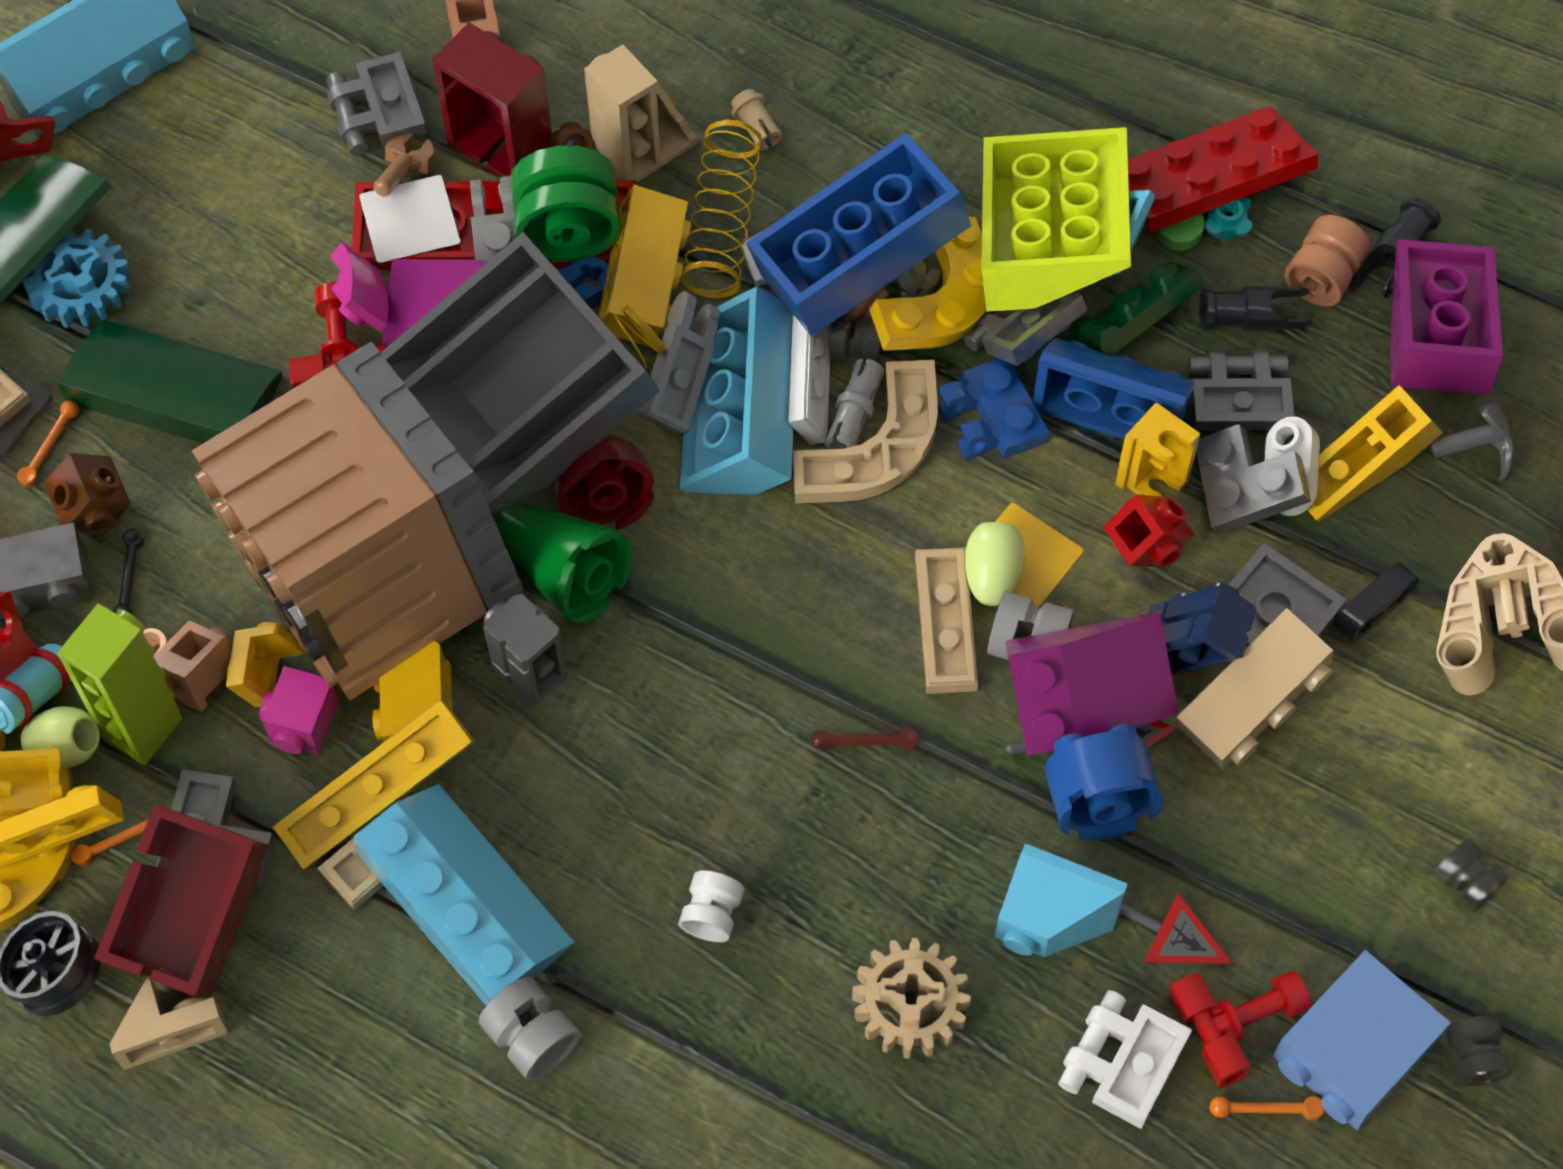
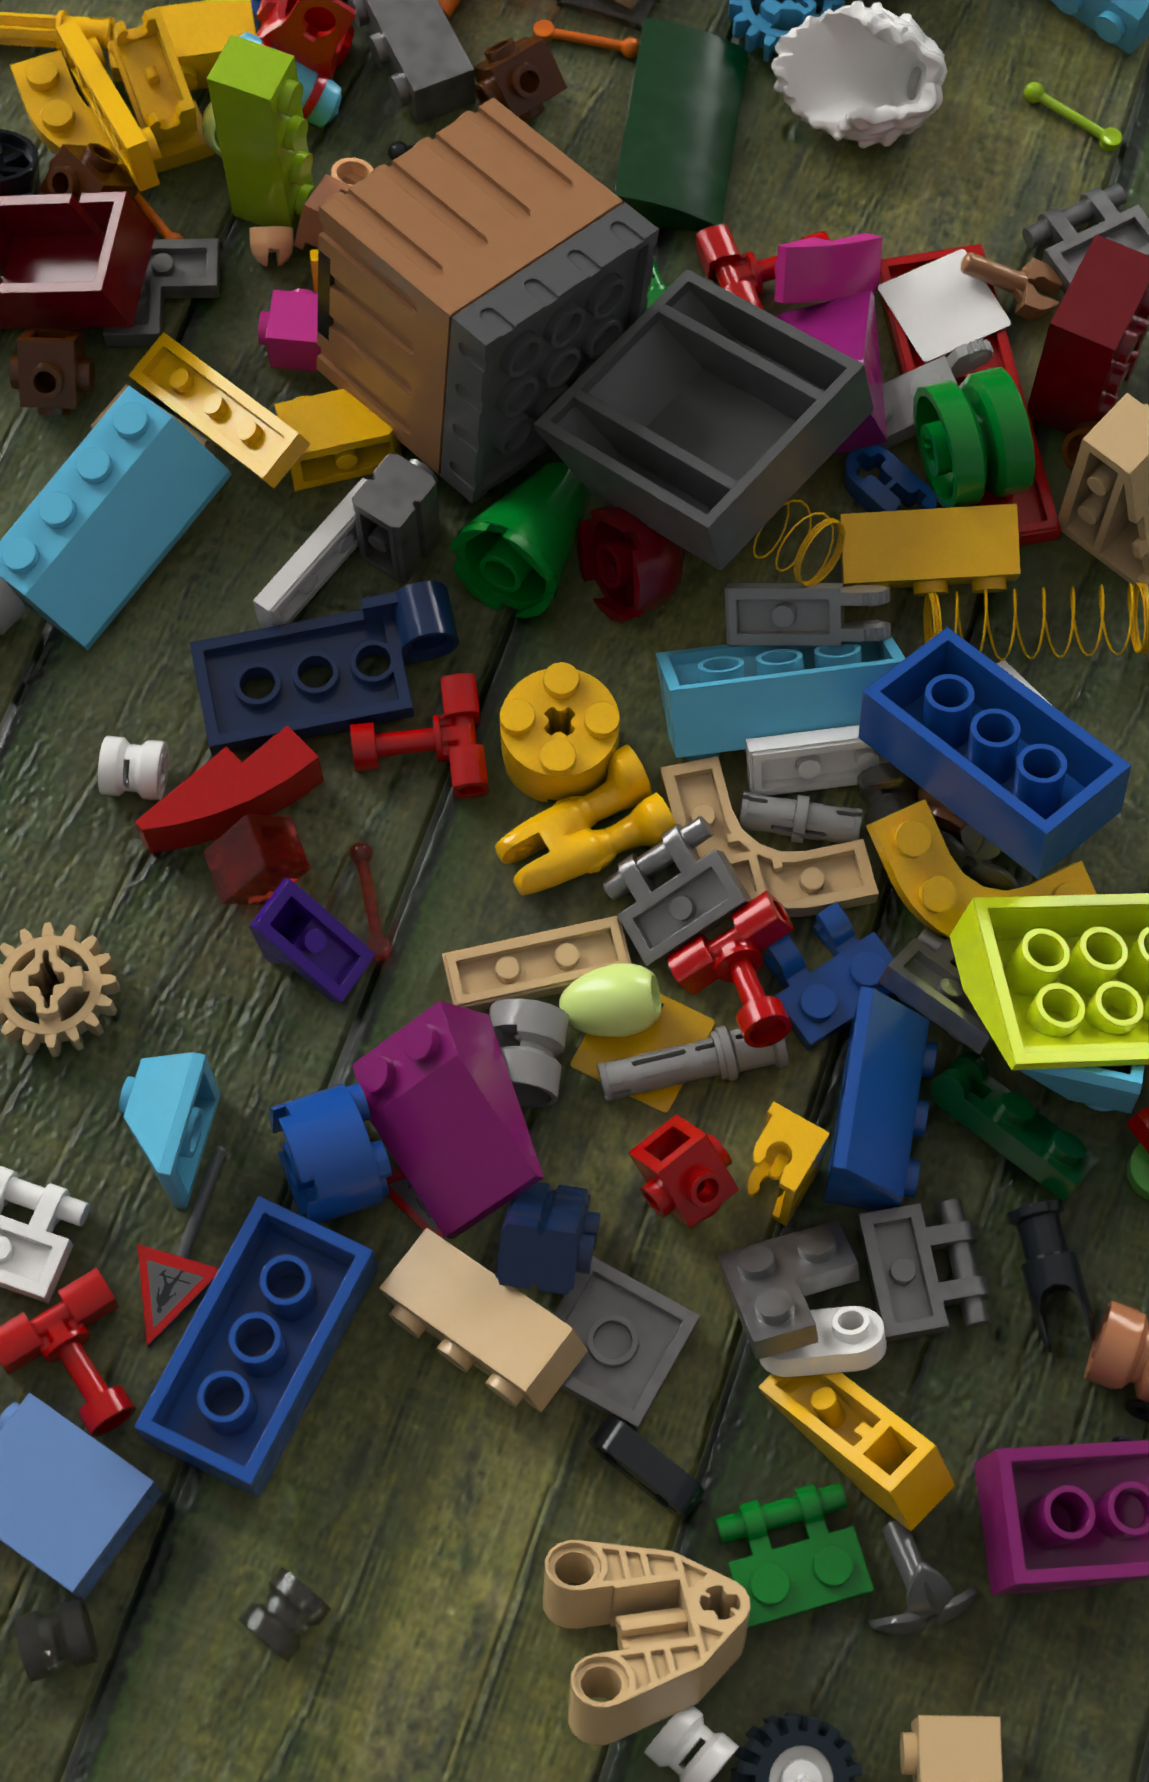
camera: 80 degrees right, 5 degrees up
(89, 874) = (86, 170): none -> reddish brown brick
(176, 225) = (860, 73): none -> white hair
(194, 729) = (271, 240): none -> light nougat hinge
(275, 78) = (1108, 138): none -> lime hinge
(288, 926) = (52, 370): none -> reddish brown brick
(537, 728) = (309, 566): none -> white tile
(623, 725) = (399, 625): none -> dark blue hinge
(730, 653) = (451, 737): none -> red bar
(750, 824) = (228, 790): none -> red slope
(751, 561) = (558, 733): none -> yellow brick
(826, 811) = (255, 859): none -> clear red brick
(833, 574) = (568, 825): none -> yellow piece
(905, 779) = (311, 941): none -> dark purple slope
(924, 494) = (683, 906): none -> flat silver plate
(973, 463) = (736, 959): none -> red bar
(1048, 495) = (719, 1055): none -> light grey pin
(1257, 860) = (257, 1346): none -> blue brick
(1461, 511) = (802, 1574): none -> green plate

